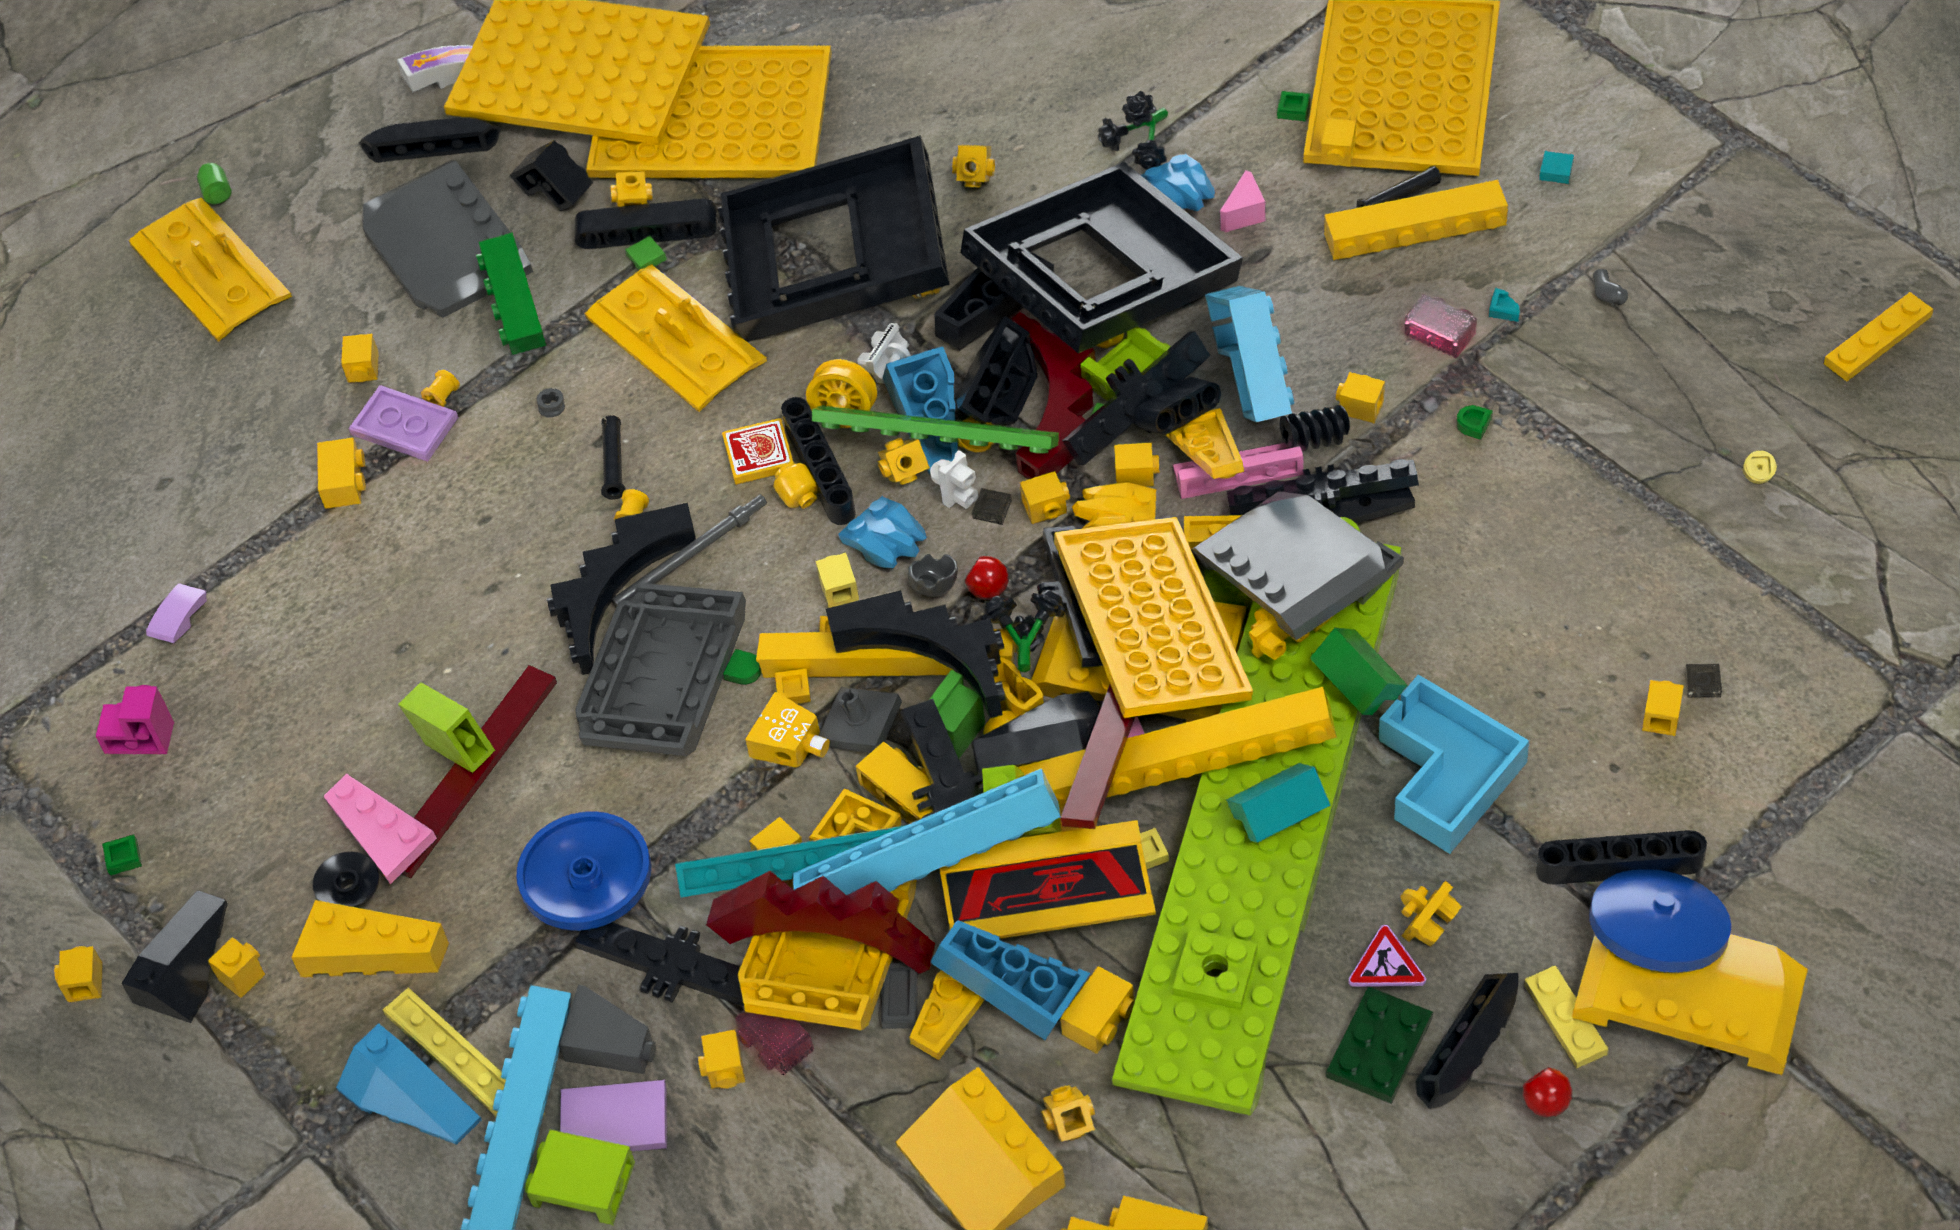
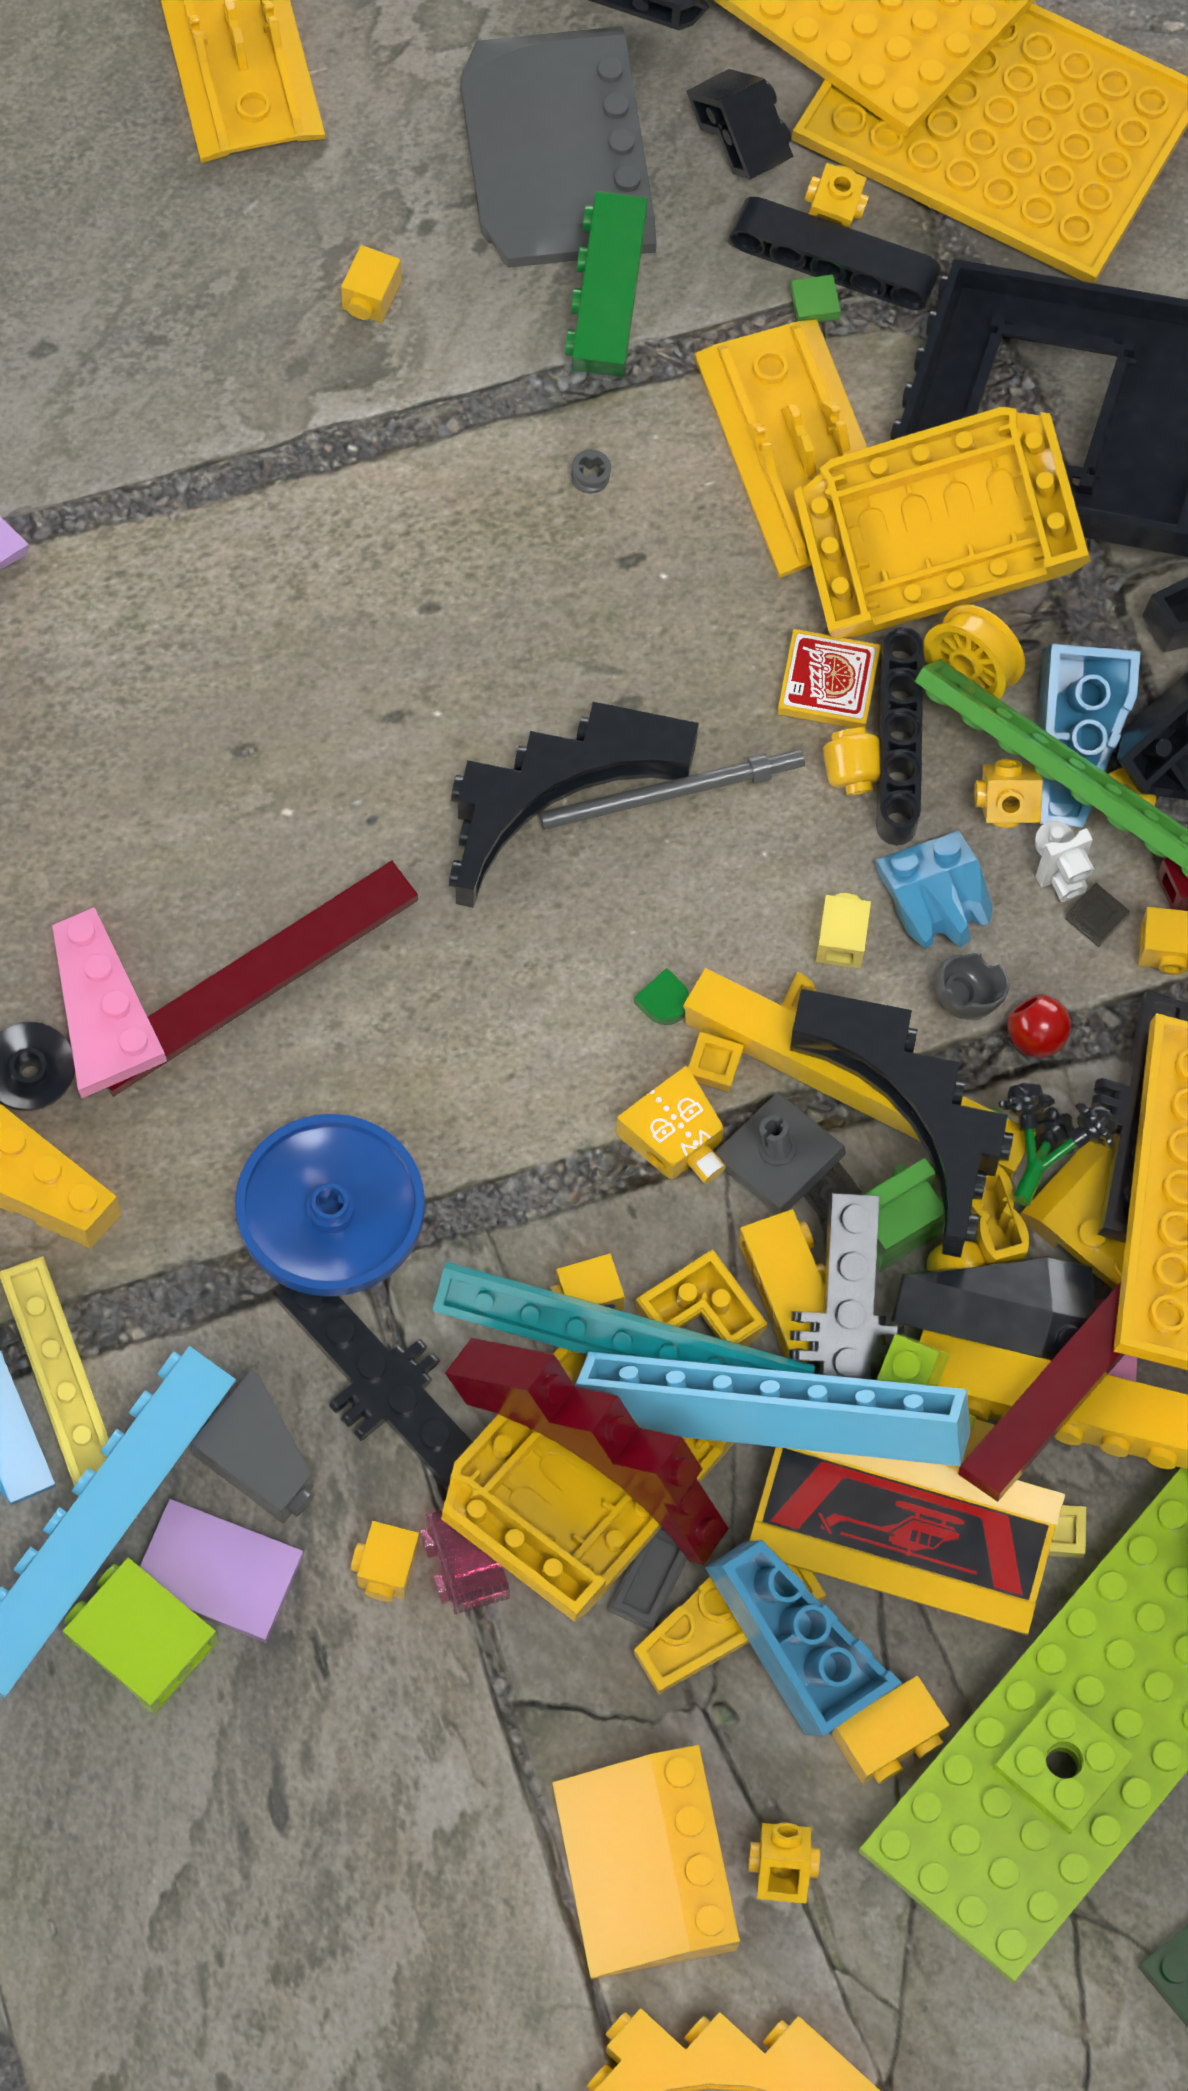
camera: 15 degrees right, 15 degrees up
(340, 472) = (272, 450): yellow brick -> none
(403, 423) = (387, 409): lavender tile -> none
(440, 388) = (455, 383): yellow bush -> none
(446, 727) = (243, 912): lime brick -> none
(612, 458) = (633, 598): black pin -> none
(633, 503) = (626, 687): yellow bush -> none
(660, 669) = (555, 951): dark grey slope -> none
(782, 328) = (940, 520): none -> yellow slope
(887, 347) = (1066, 616): white hips -> none

